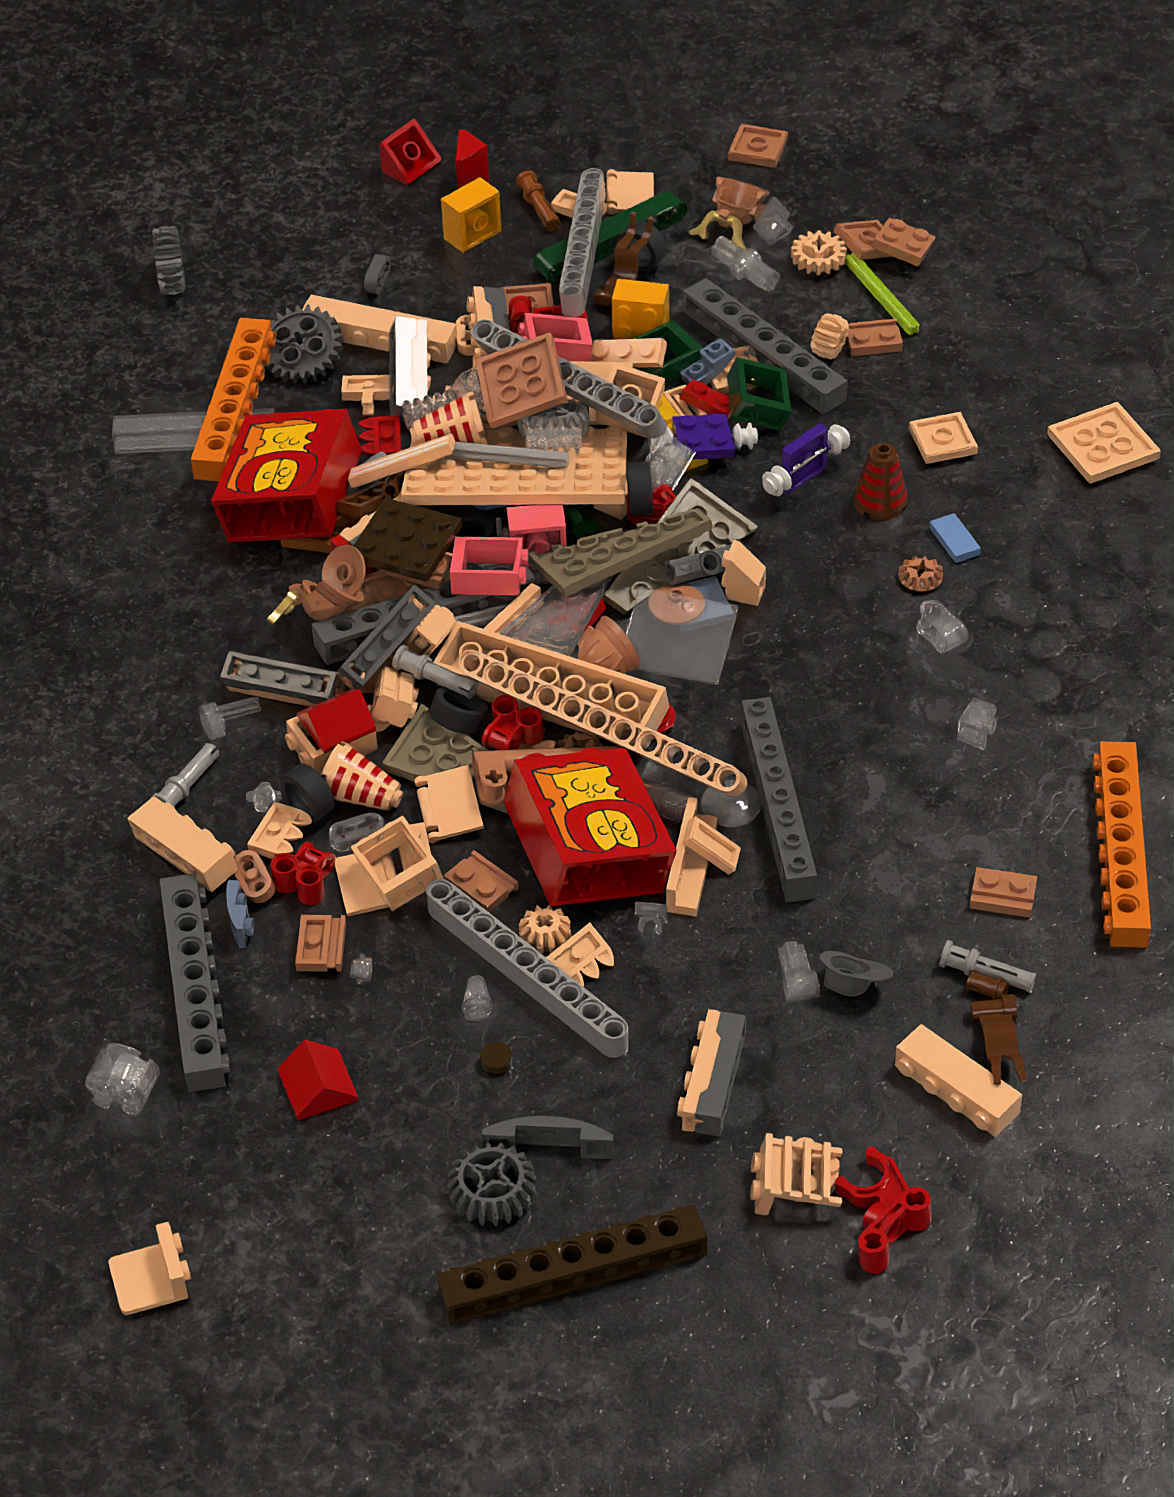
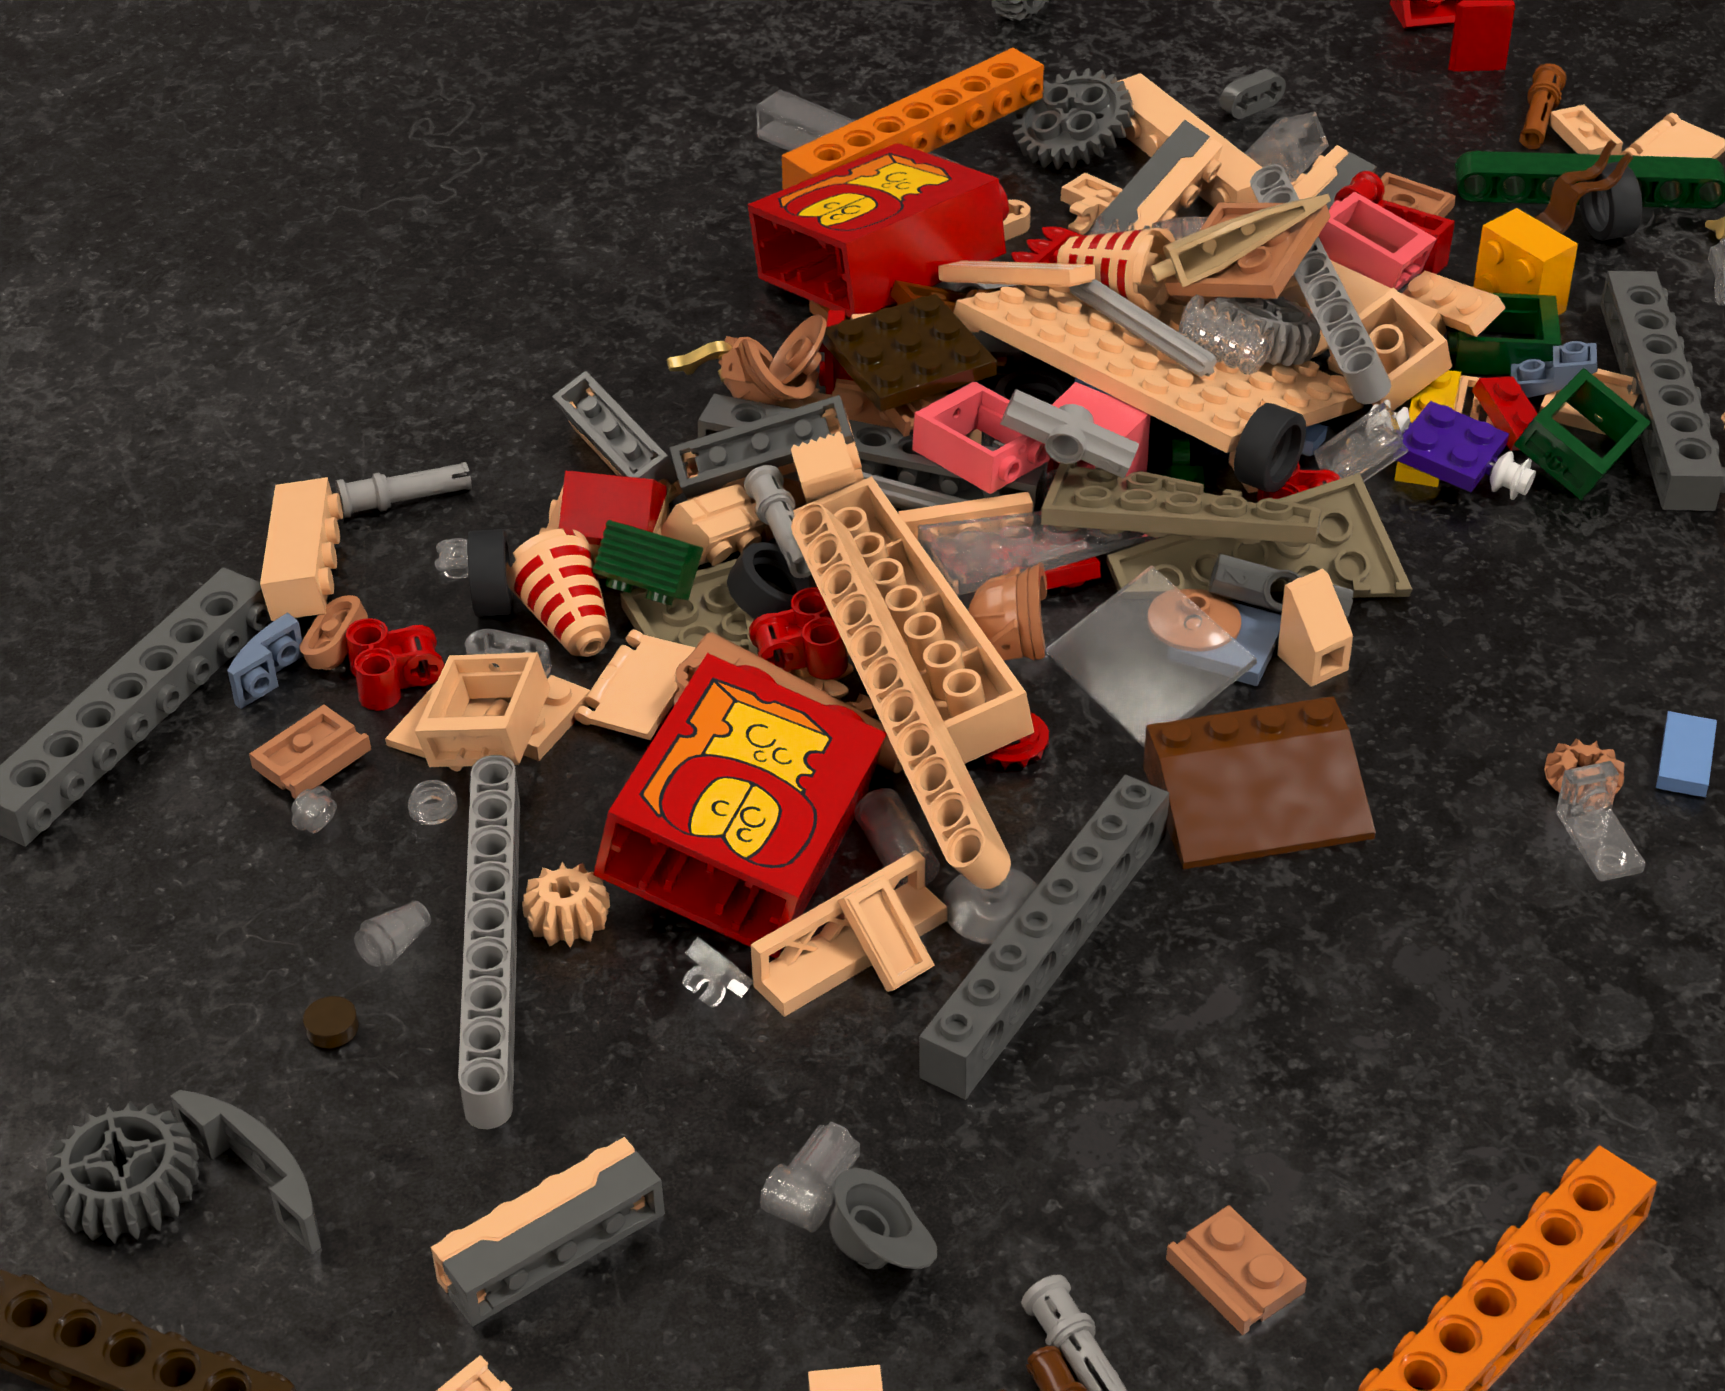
camera: 40 degrees right, 5 degrees down
(214, 716) = (511, 438): clear piece -> none
(276, 829) = (421, 598): light nougat plate -> none
(316, 1079) = (115, 905): red slope -> none
(392, 735) = (648, 561): none -> dark green brick
(417, 922) = (432, 802): none -> clear plate
(439, 299) = (1290, 143): none -> clear brick
(471, 214) = (1428, 77): light orange brick -> none
(482, 881) = (571, 801): nougat plate -> none
(510, 386) = (1228, 241): none -> tan piece
(541, 538) = (1069, 433): none -> light grey piece
(580, 954) = (566, 963): light nougat plate -> none
(582, 243) = (1522, 157): light grey beam -> none
(794, 664) = (1258, 782): none -> reddish brown slope
(805, 458) = (1557, 537): plate -> none
(881, 484) = (1637, 623): reddish brown cone -> none
(940, 626) = (1532, 850): clear piece -> none
(954, 599) = (1588, 818): none -> clear bracket
(976, 723) = (1447, 1007): clear brick -> none

